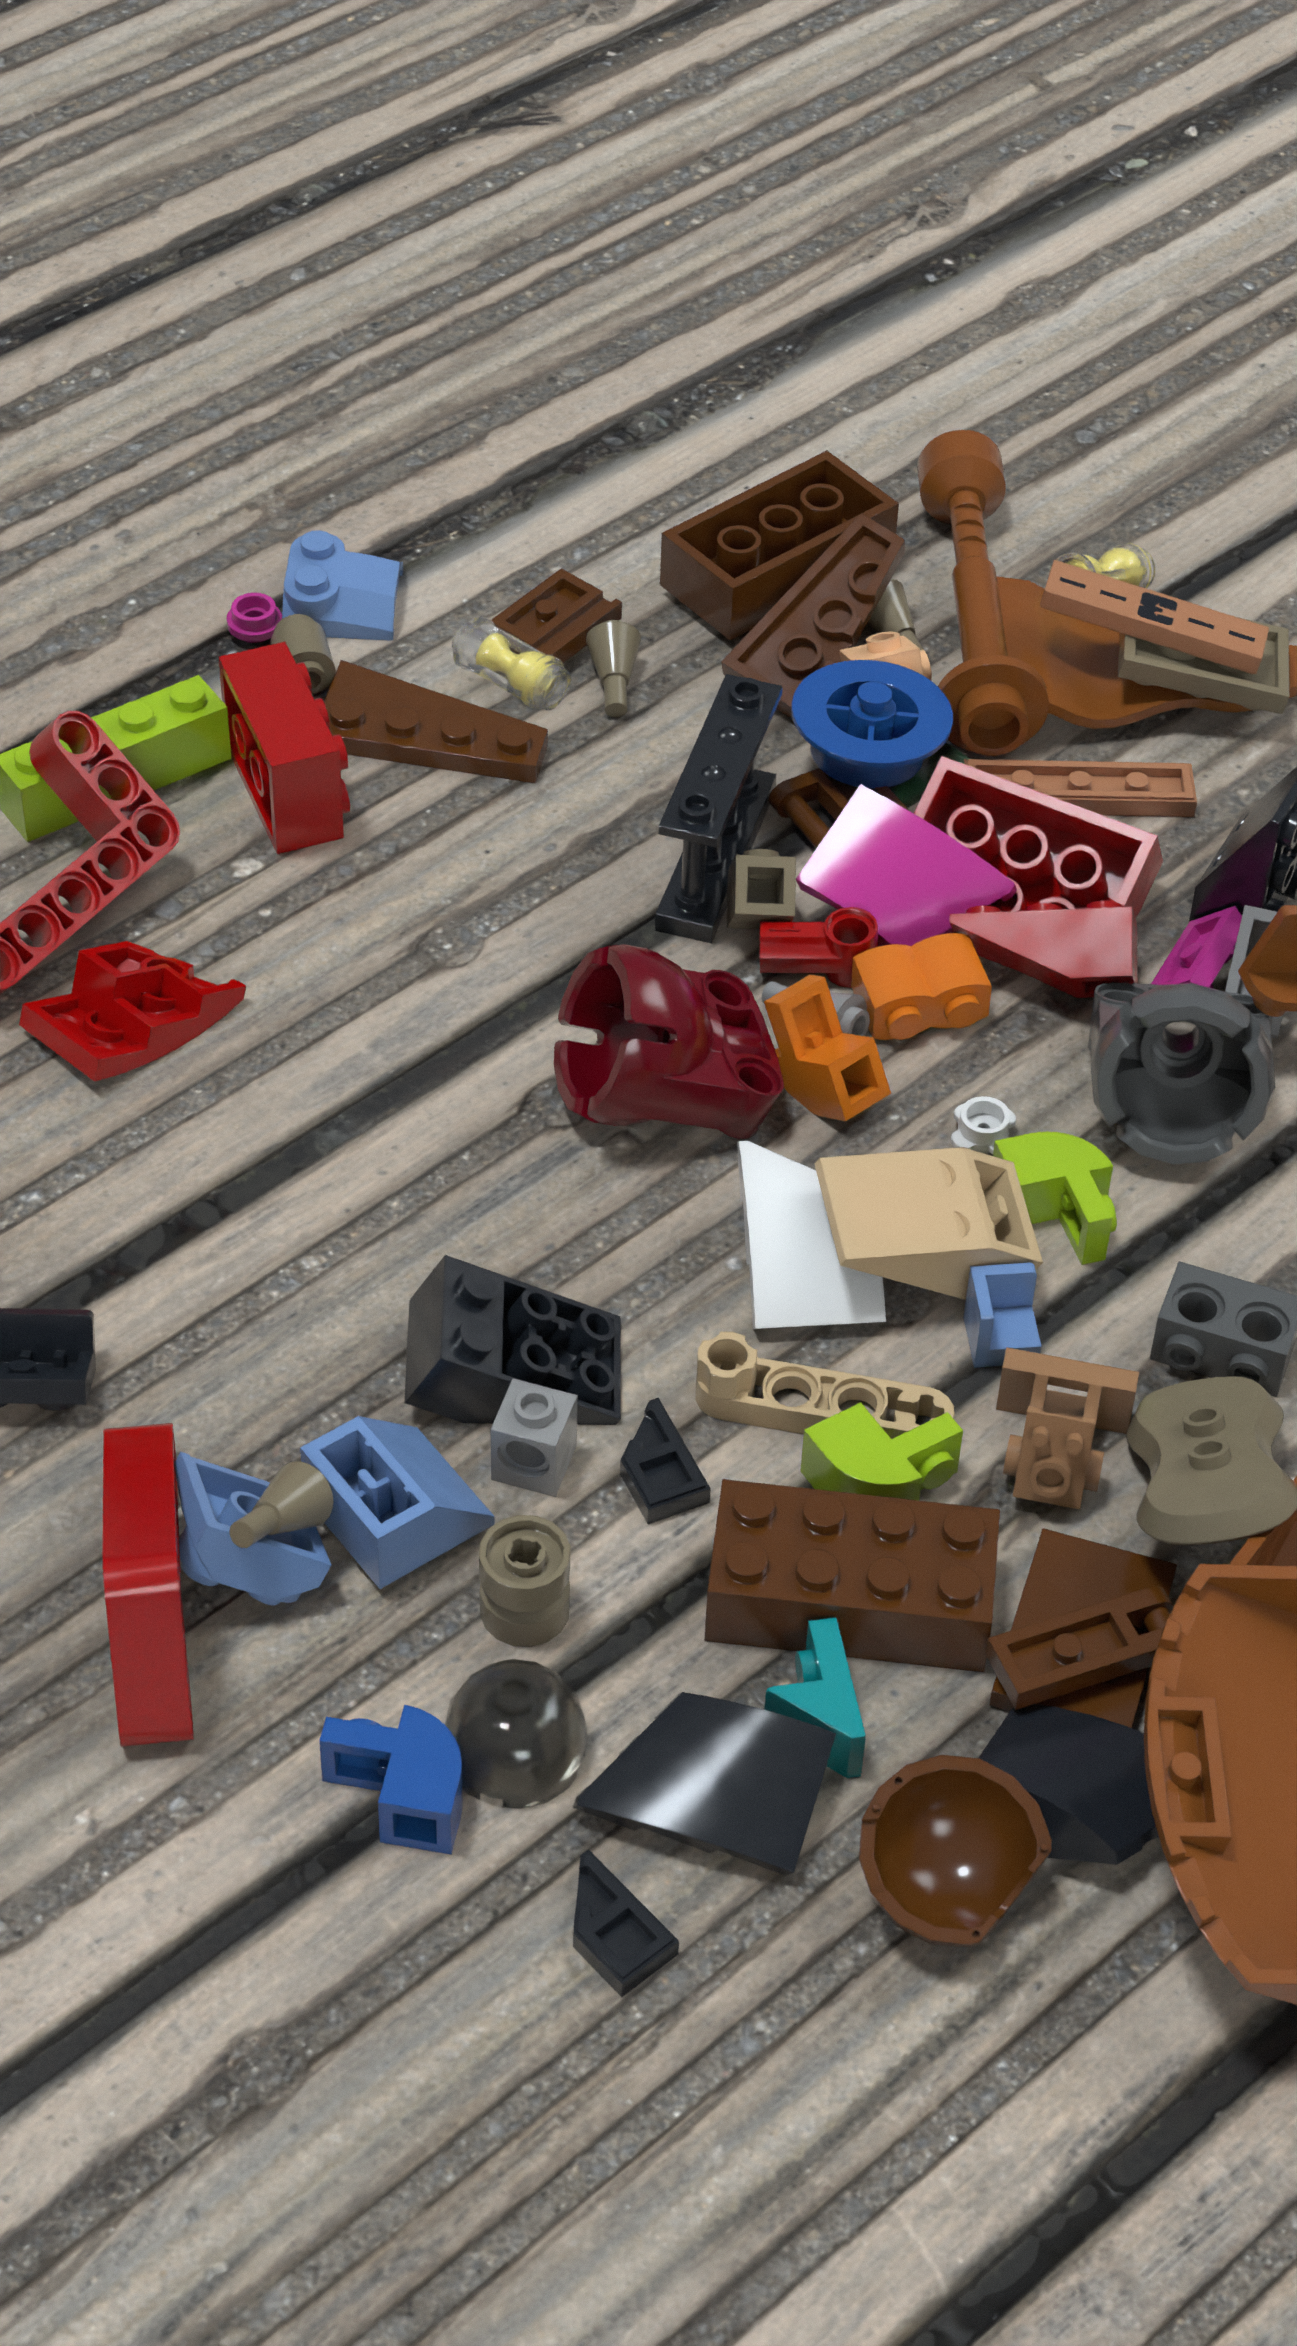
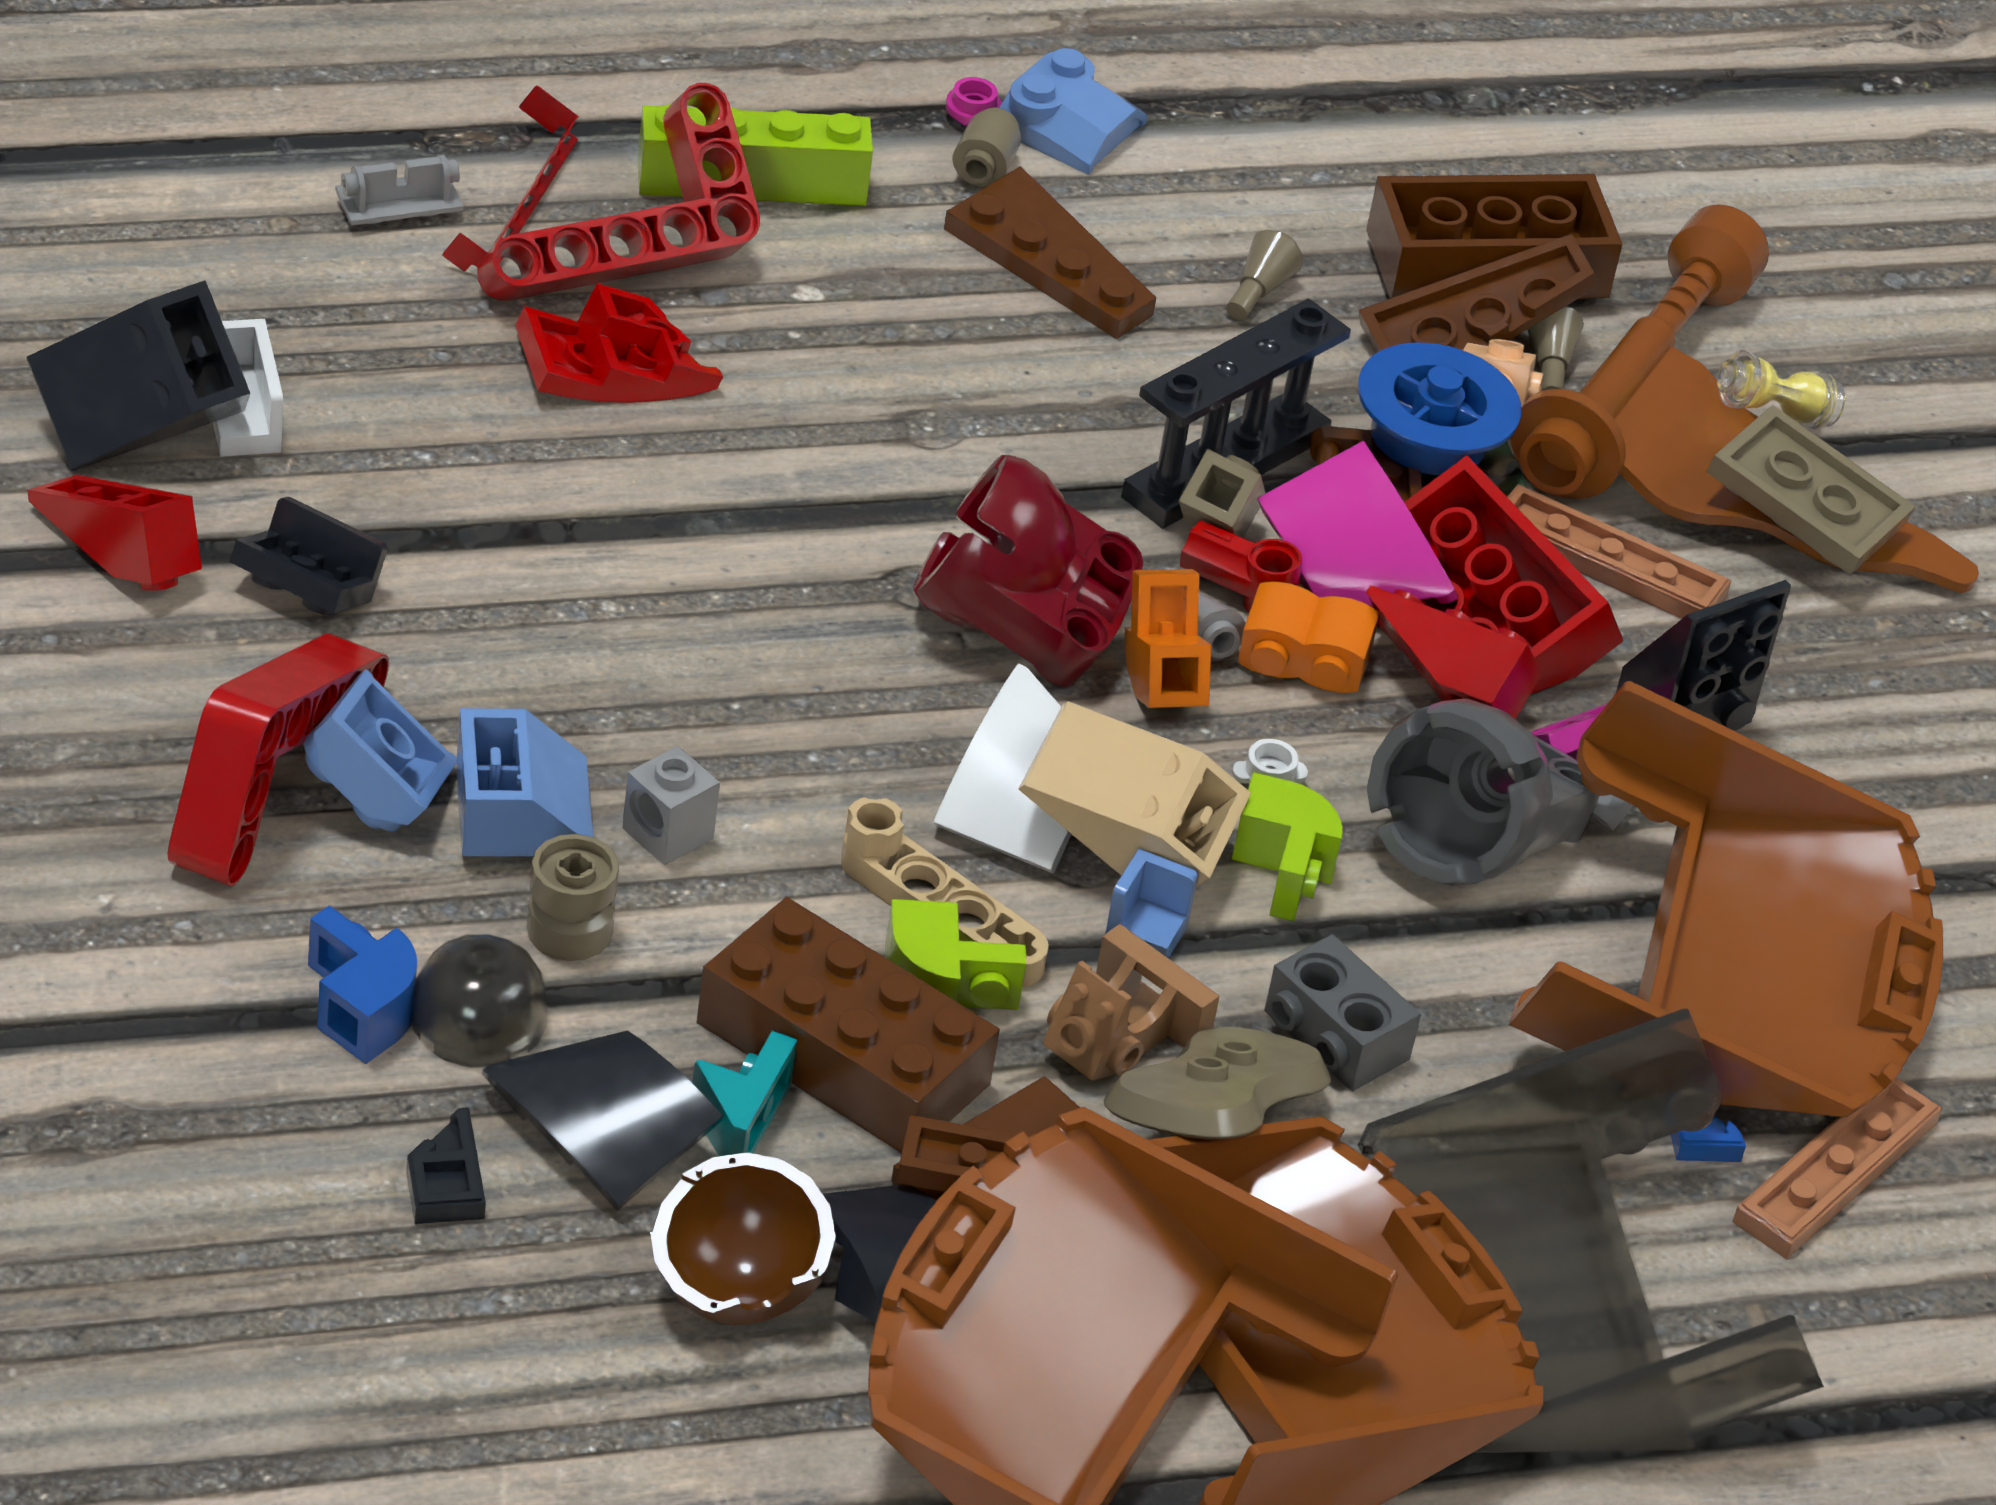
camera: 25 degrees right, 5 degrees down
(284, 747) = (899, 205): red brick -> none
(292, 1501) = (422, 743): dark tan cone -> none
(484, 1329) = (721, 723): black slope -> none
(531, 675) = (1178, 249): clear piece -> none
(558, 615) = (1231, 213): reddish brown plate -> none
(661, 1468) = (763, 879): black tile -> none
(1154, 617) = (1774, 433): nougat tile -> none

